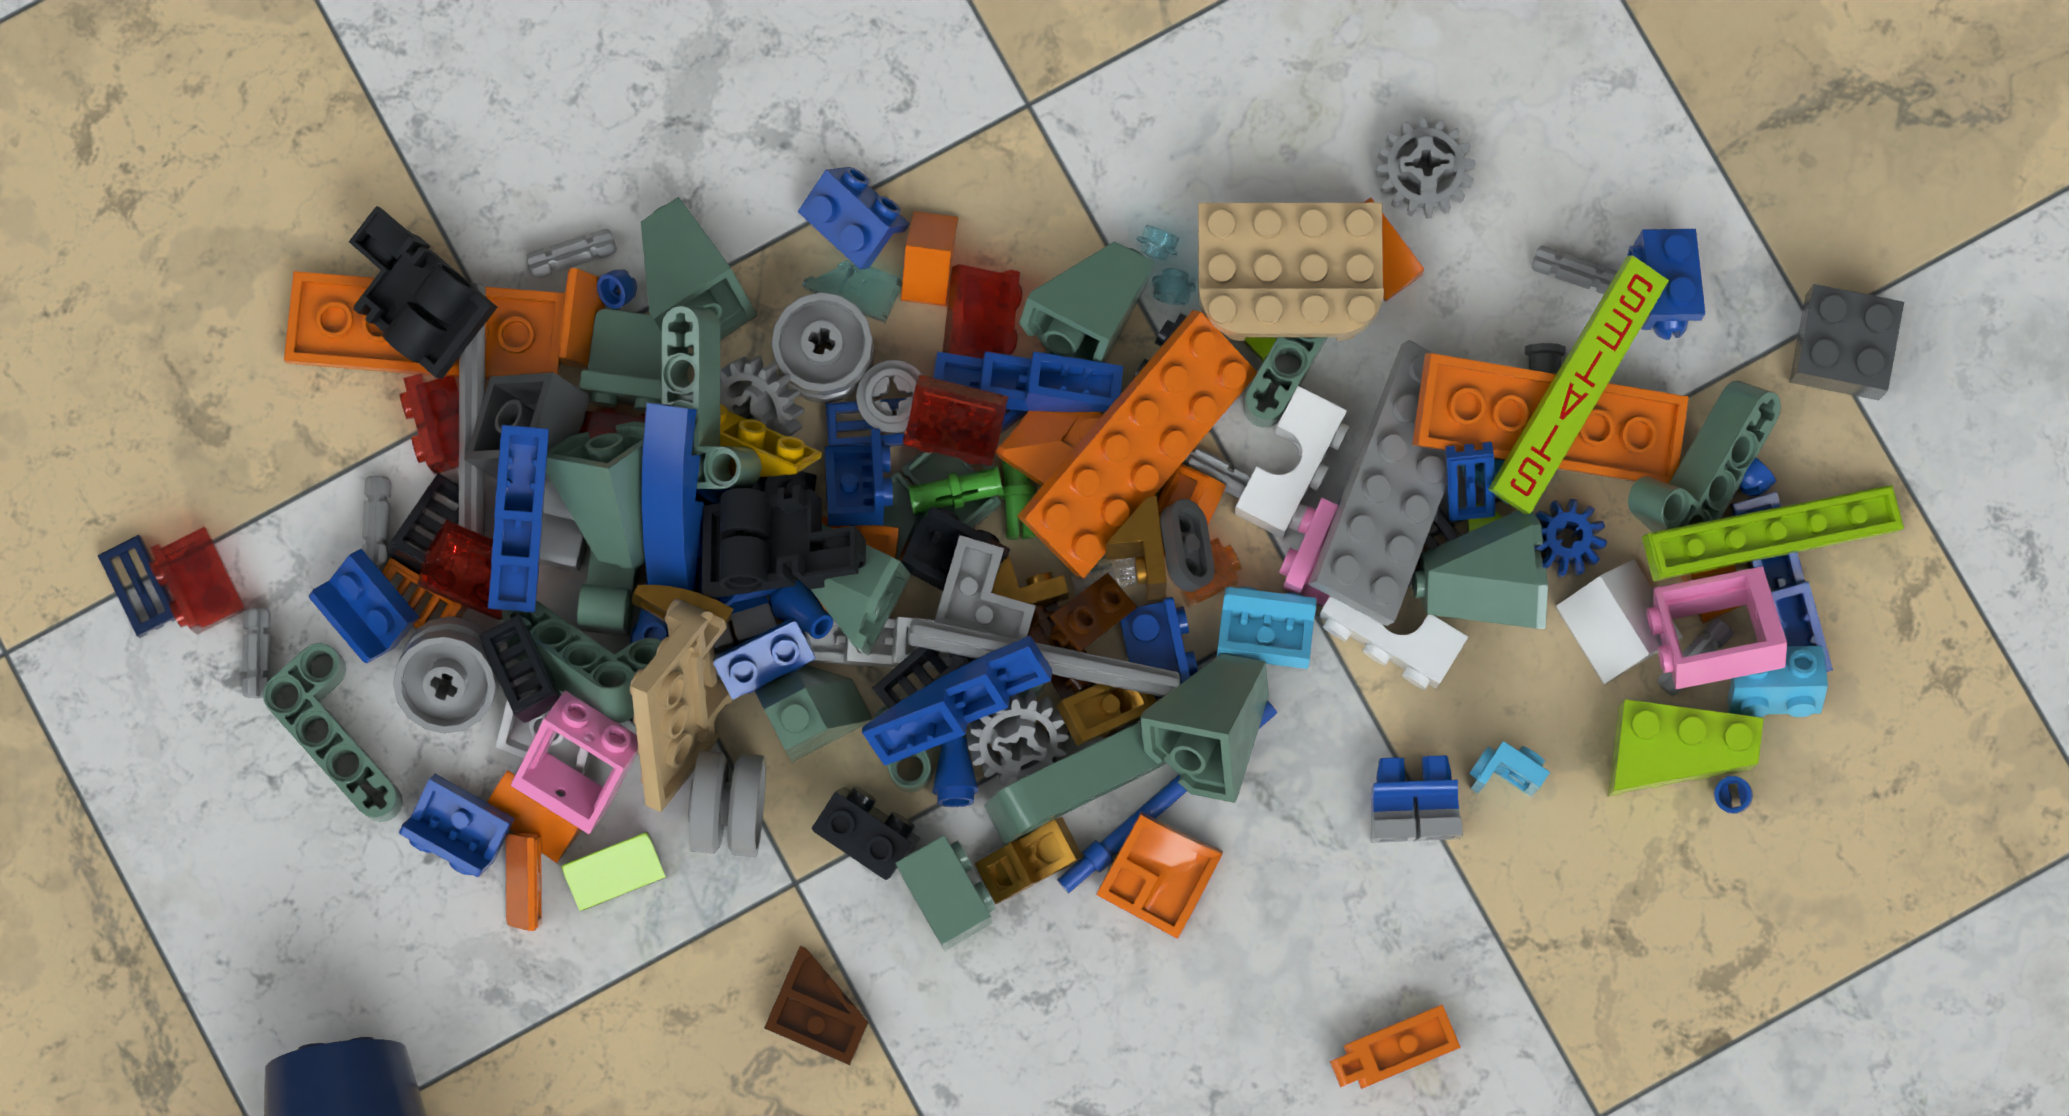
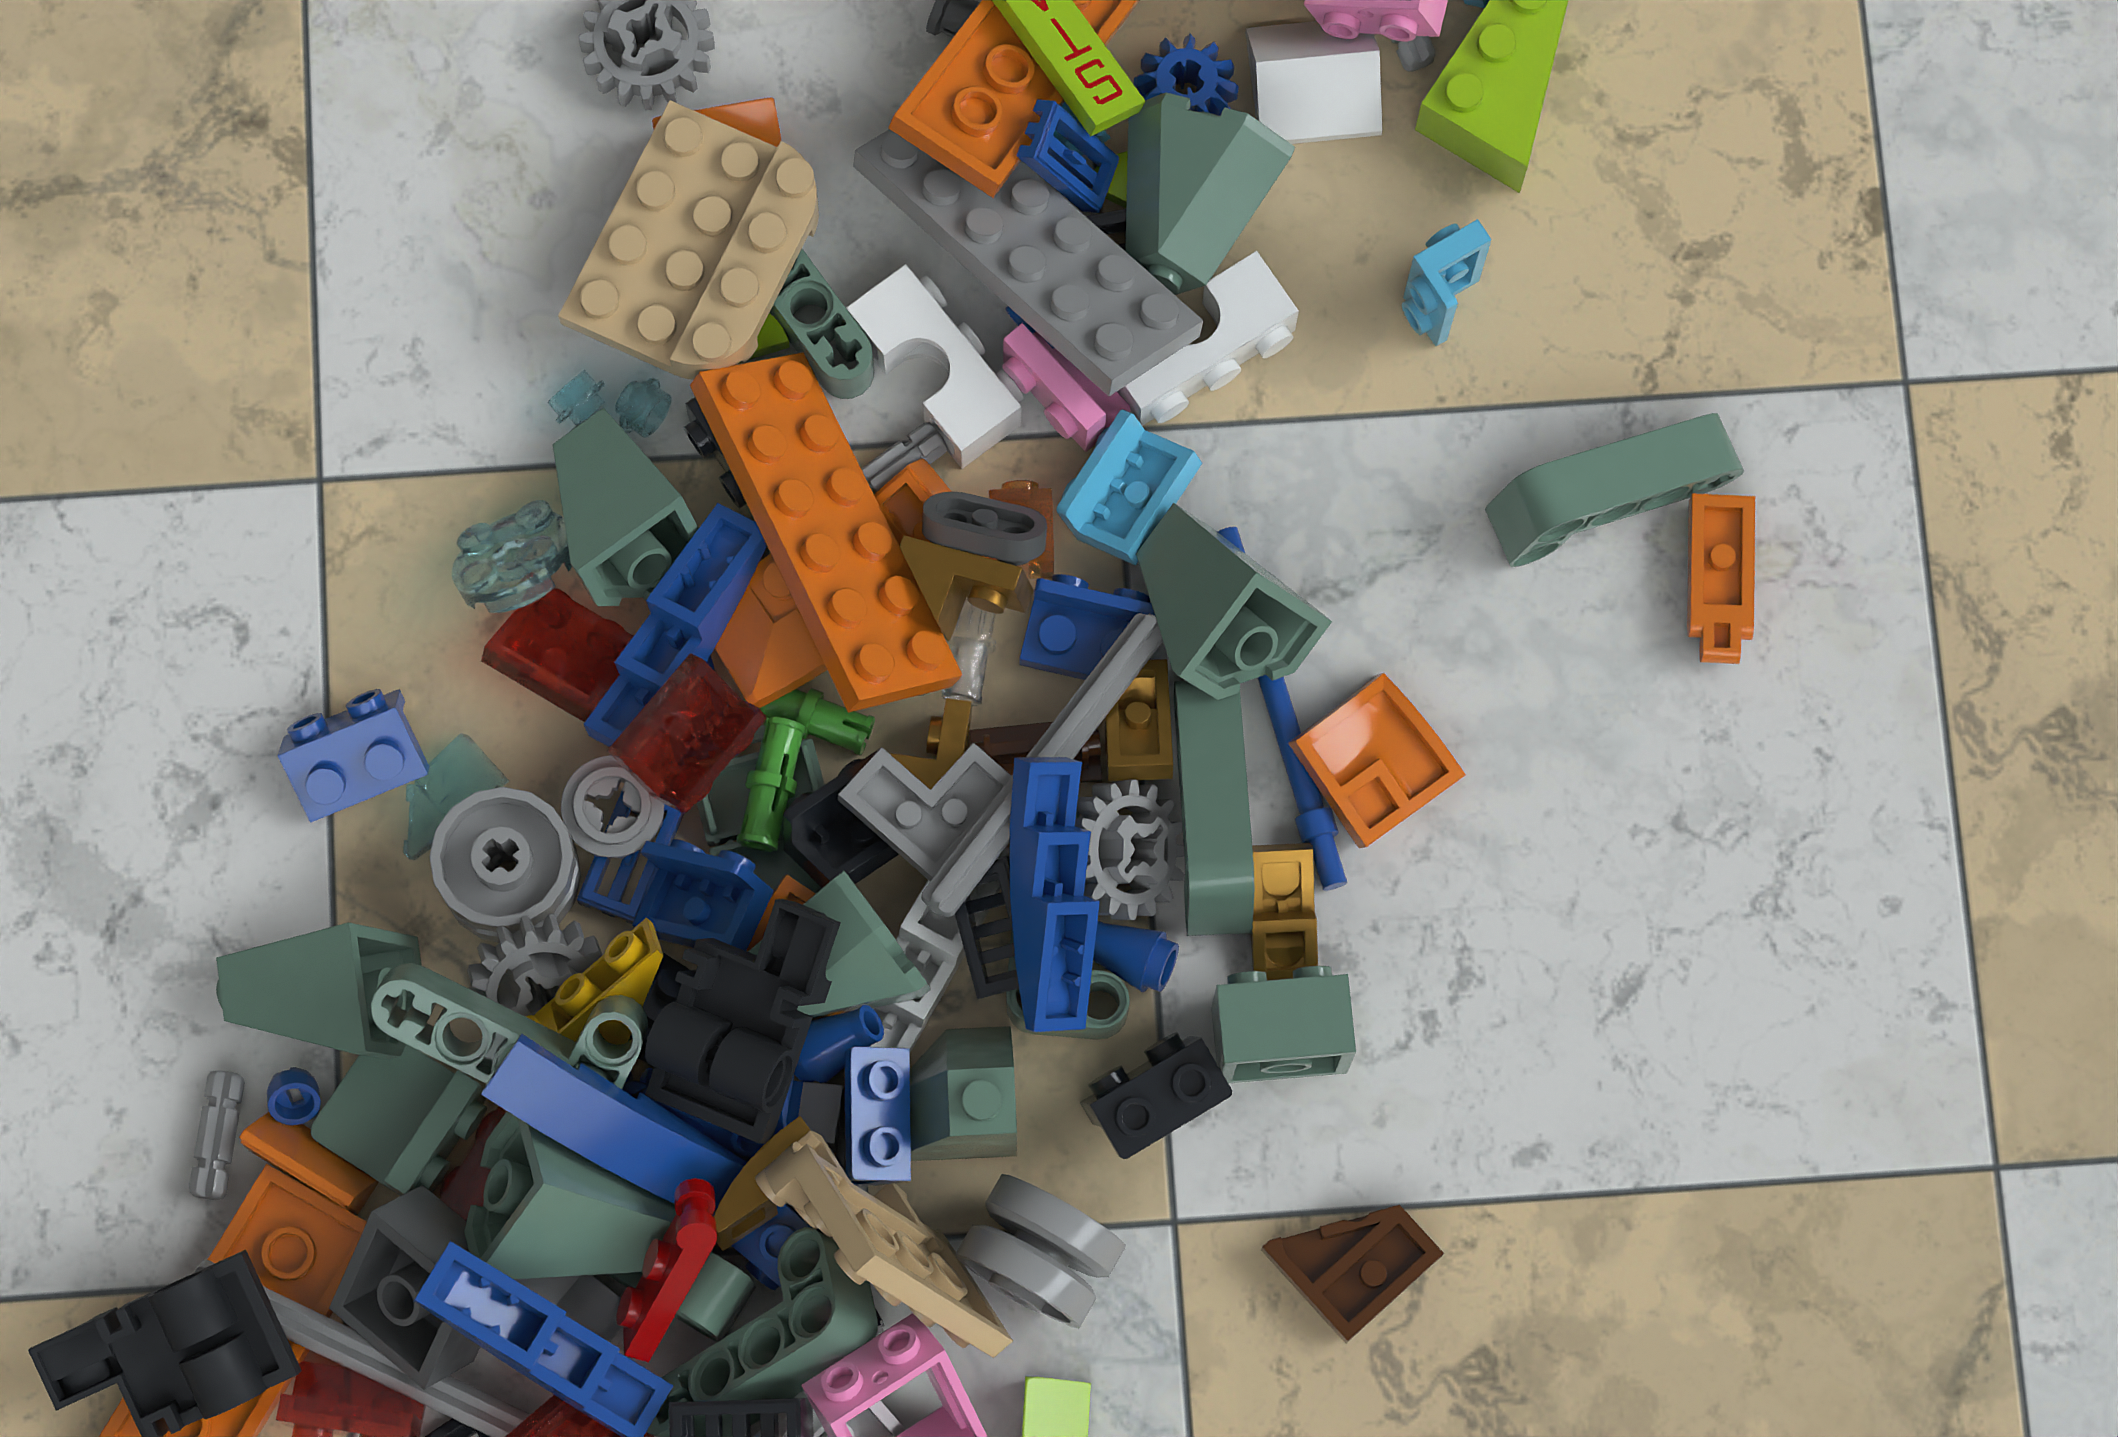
camera: 70 degrees left, 5 degrees down
(599, 573) = (669, 1270): none -> red plate
(929, 258) = (455, 686): orange slope -> none
(1044, 250) = (511, 558): none -> clear light blue plate
(1090, 614) = (1014, 687): reddish brown hinge -> none
(1422, 949) = (1610, 484): none -> sand green beam
(1434, 797) = (1435, 417): hips -> none
(1724, 798) = (1592, 31): blue hinge -> none

